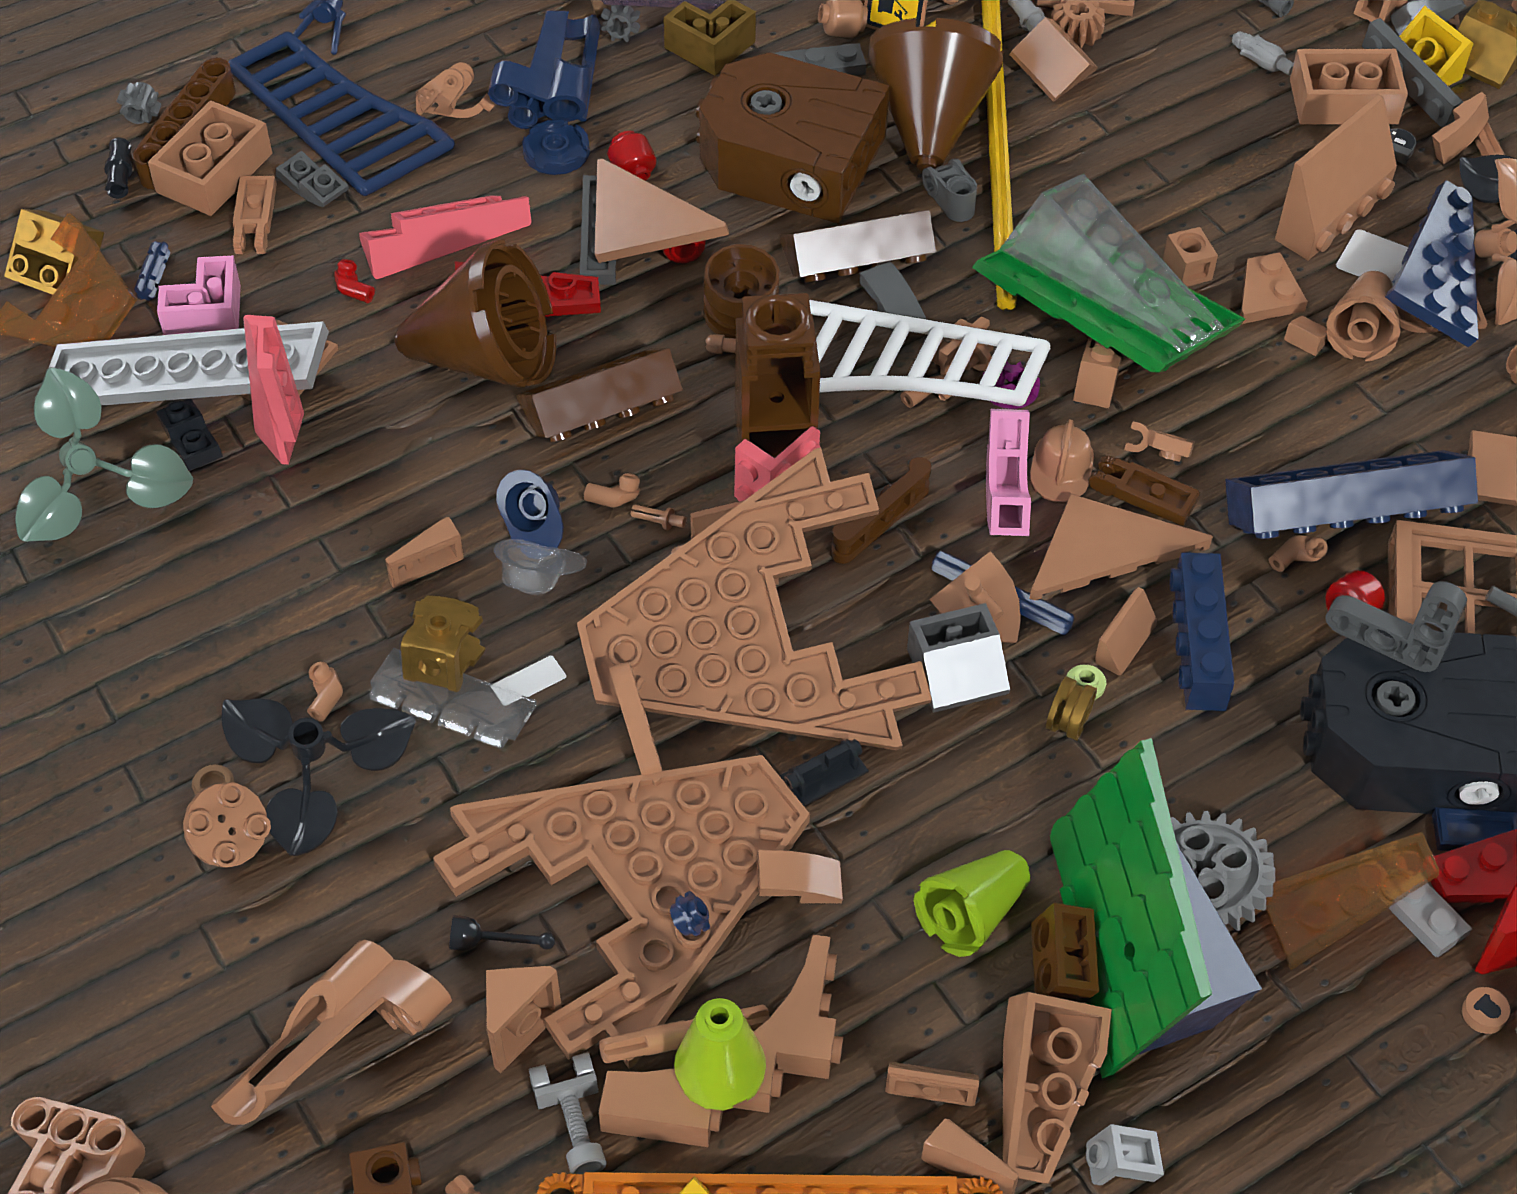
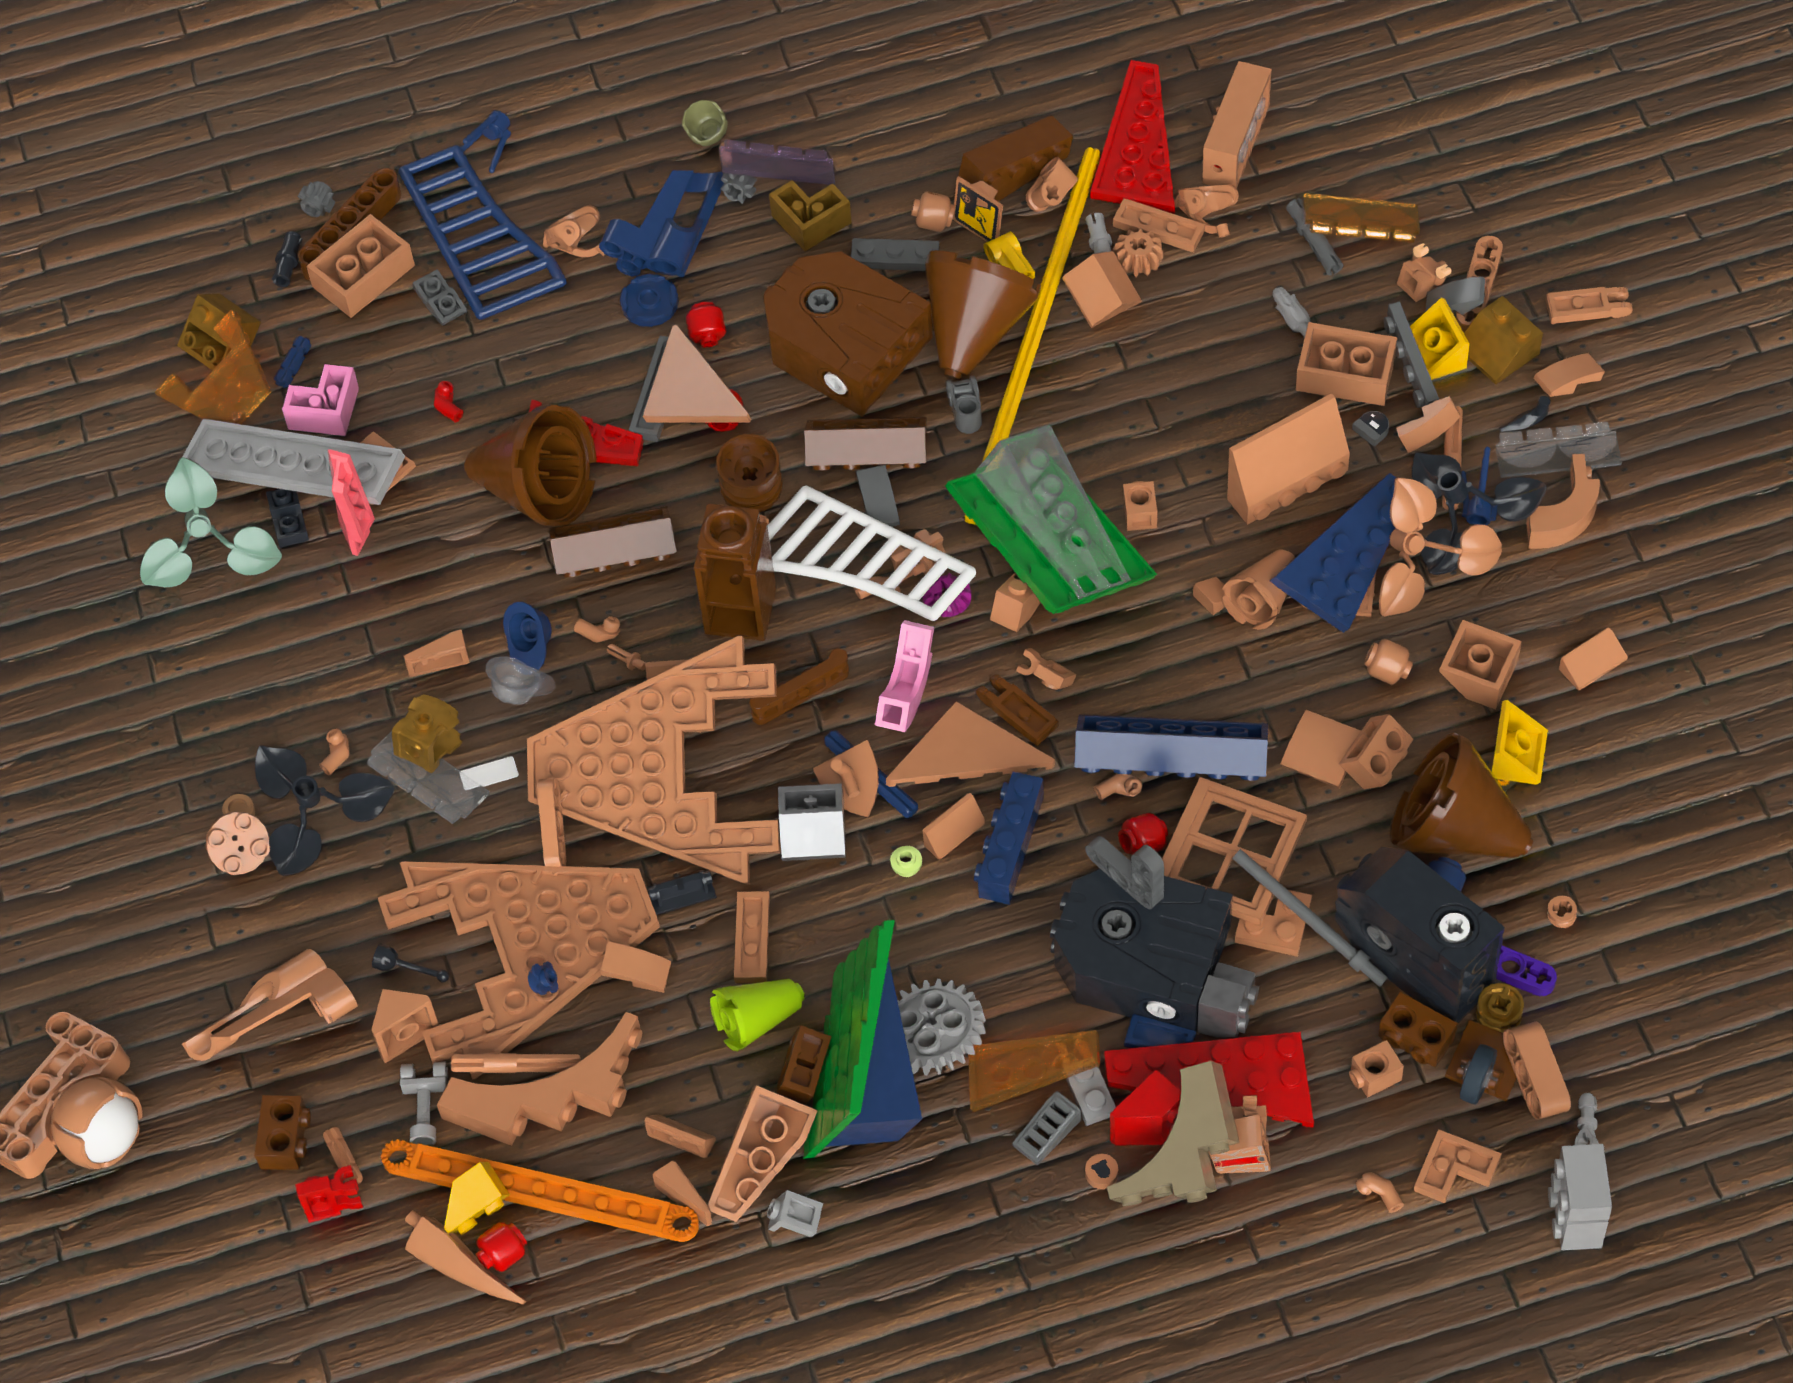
camera: 20 degrees right, 5 degrees up
(253, 211) = (385, 321): nougat hinge -> none
(441, 230) = (530, 366): coral wedge -> none
(720, 1057) = (527, 1084): lime cone -> none
(757, 468) = (705, 638): coral bracket -> none
(933, 811) = (752, 937): none -> nougat plate
(1062, 463) = (962, 673): nougat piece -> none
(1076, 712) = (882, 879): pearl gold wheel -> none
(1270, 289) = (1197, 547): nougat wing -> none
(1371, 253) = (1299, 529): white sticker -> none
(1405, 944) = (1048, 1110): none -> dark grey slope

